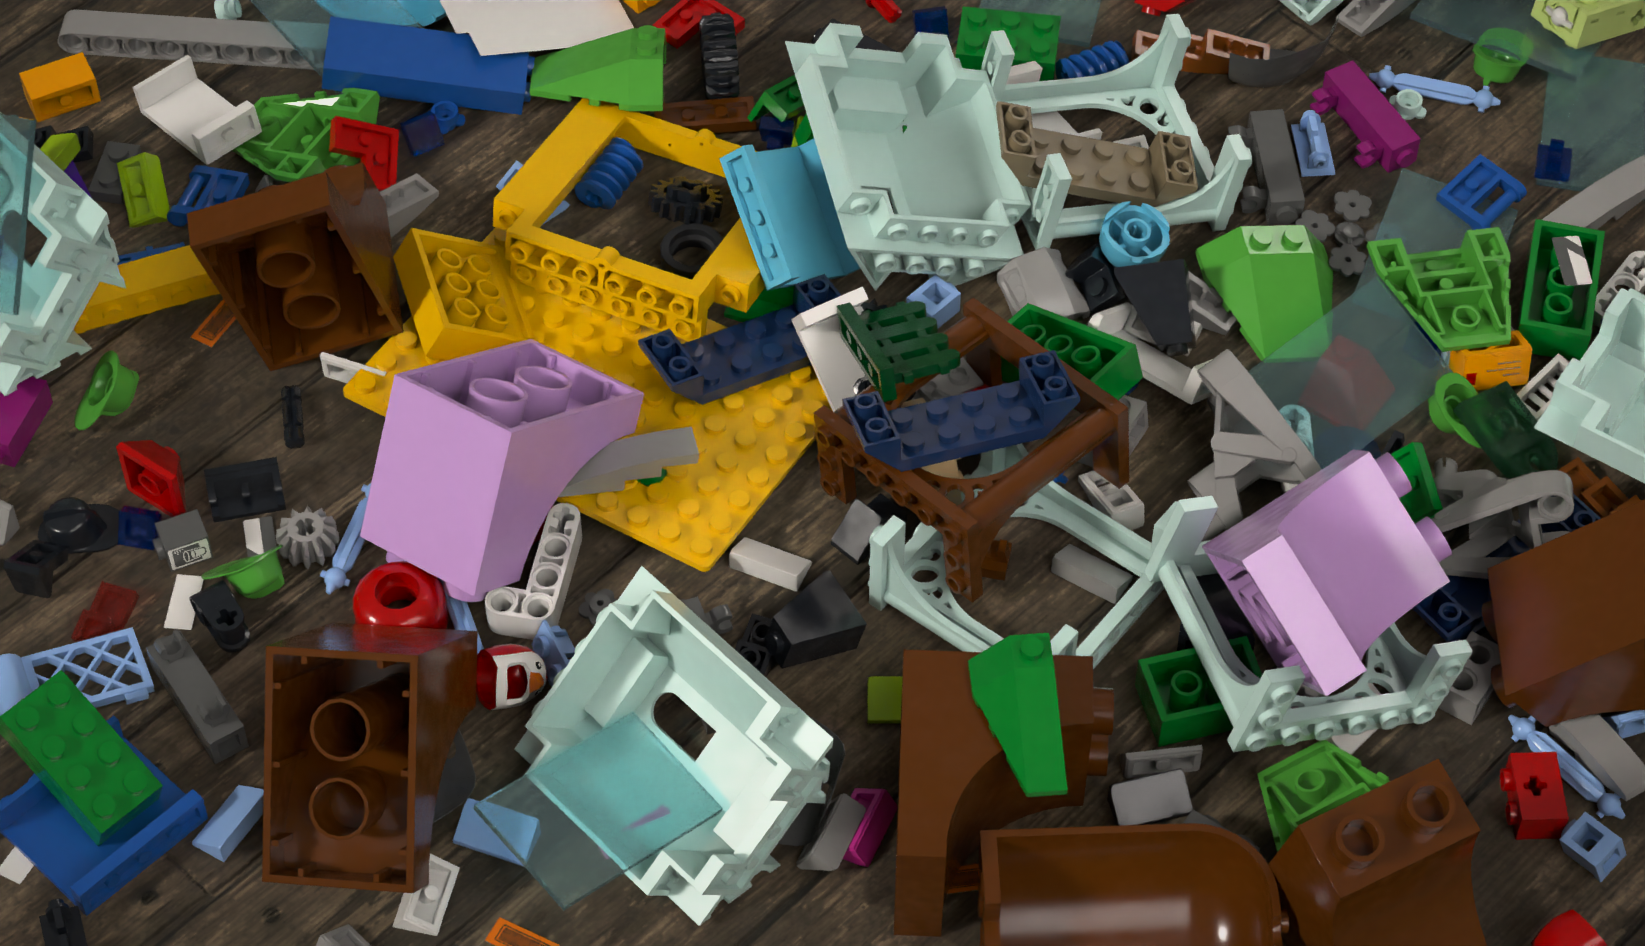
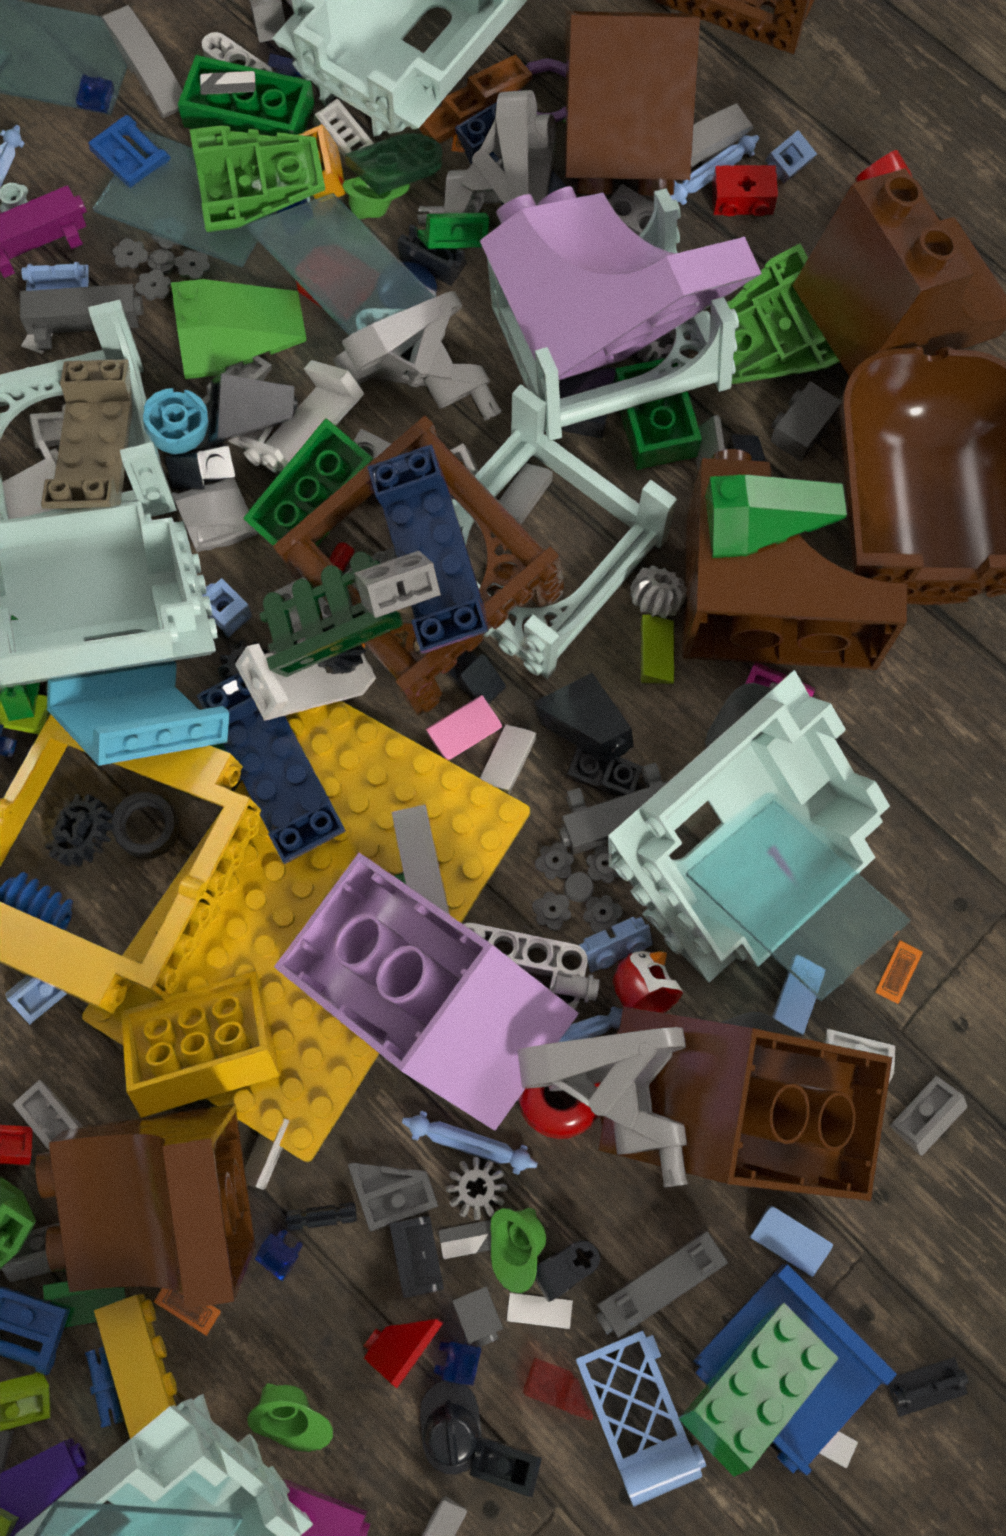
camera: 90 degrees left, 20 degrees up
(257, 380) = (277, 1256): none -> clear blue tile
(310, 468) = (391, 1193): none -> dark grey wing
(389, 562) = (625, 1069): none -> light grey connector
(504, 611) = (576, 986): none -> light grey pin
(803, 517) = (463, 728): none -> bright pink slope
(912, 368) = (397, 584): none -> light grey brick

